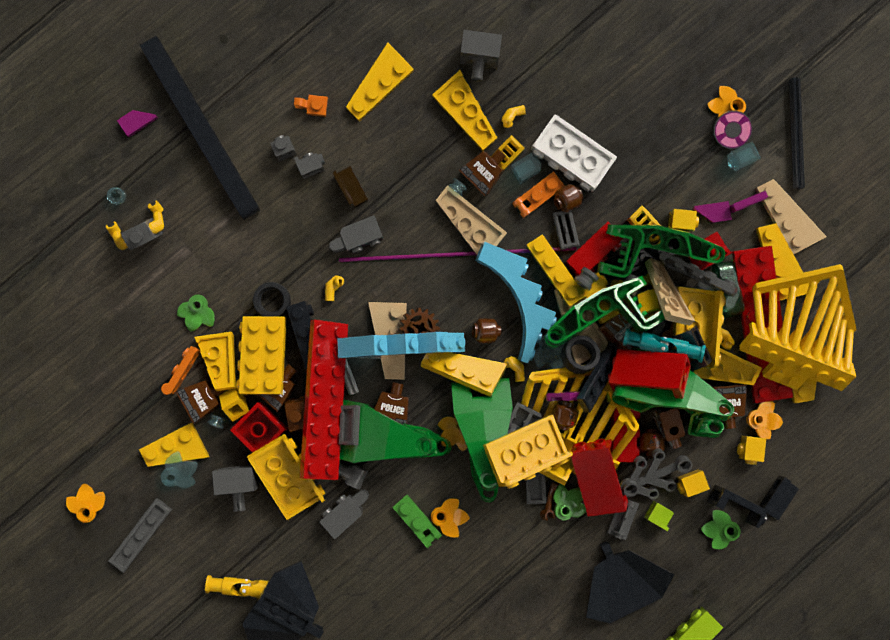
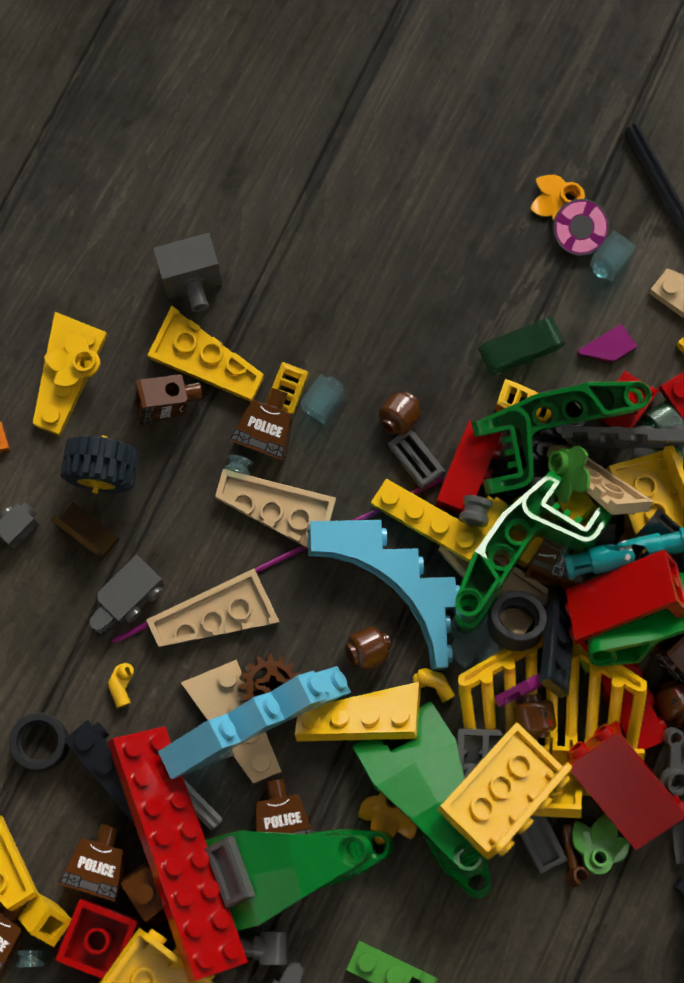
camera: 20 degrees left, 10 degrees down
(261, 355) = (57, 828): yellow bracket -> none
(375, 150) = (99, 464): none -> black wheel
(384, 76) = (69, 360): none -> yellow plate
(411, 270) = (218, 611): none -> tan wing
(424, 123) = (163, 397): none -> reddish brown torso
(452, 517) = (442, 945): light orange plate -> none
(511, 113) = (268, 336): yellow arm -> none
(538, 194) = (356, 427): orange plate -> none
(573, 153) = (379, 351): white bracket -> none
(654, 278) = (570, 467): none -> bright green plate
(661, 188) = (521, 346): none -> clear green beam
(683, 220) = (571, 372): yellow brick -> none
(748, 202) = (647, 313): magenta tile -> none

